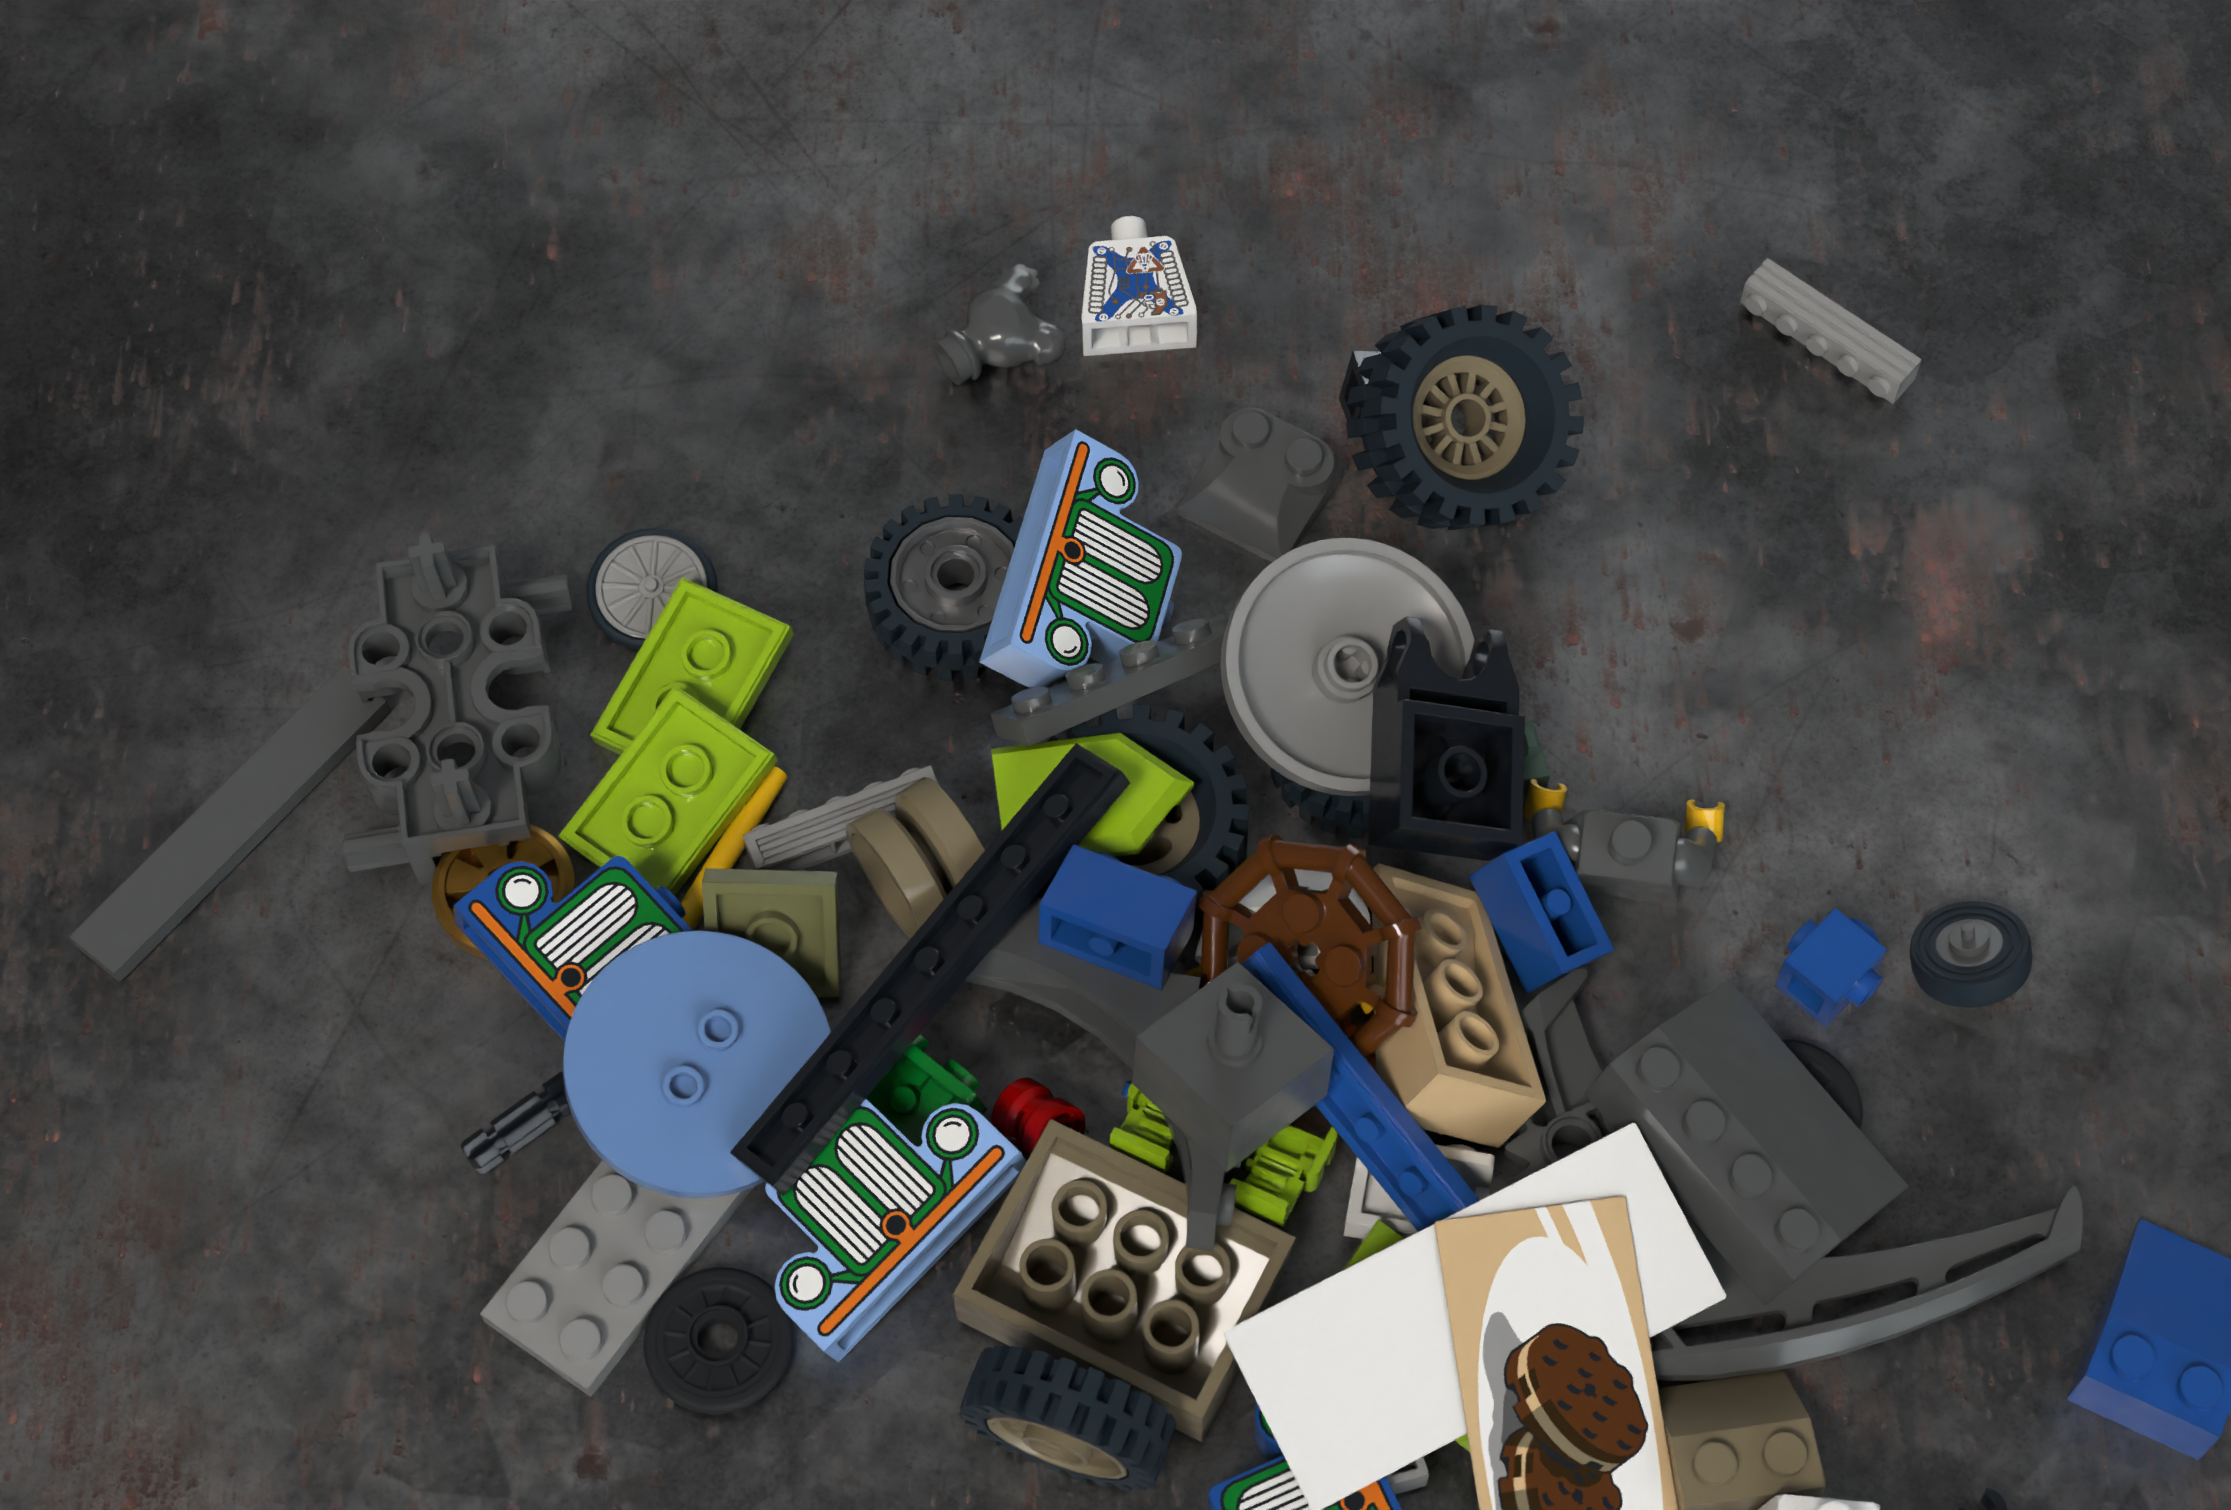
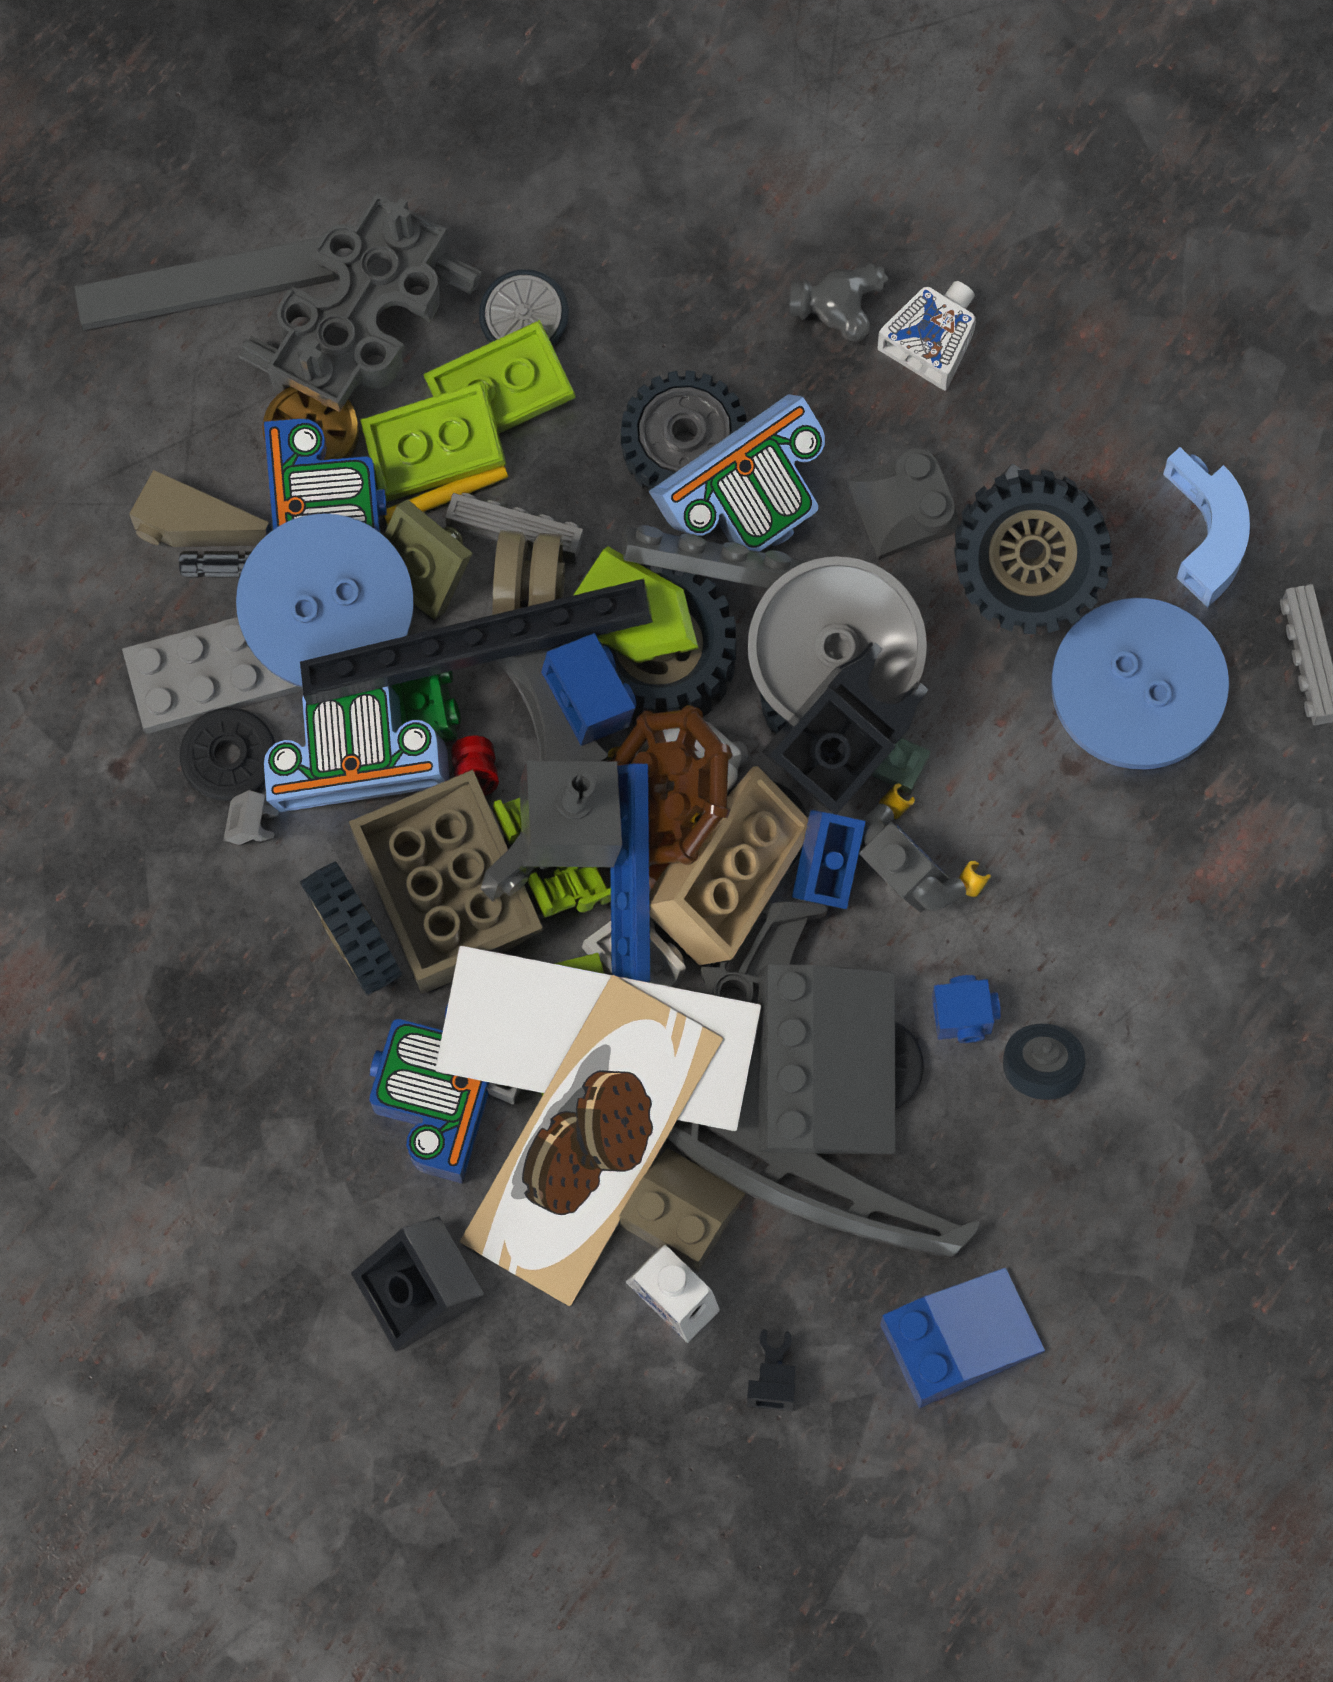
camera: 40 degrees right, 10 degrees up
(440, 1094) = (190, 518): none -> dark tan slope
(810, 1397) = (245, 818): none -> light grey tile
(1618, 263) = (1226, 513): none -> light blue arch
(1683, 490) = (1139, 683): none -> medium blue plate

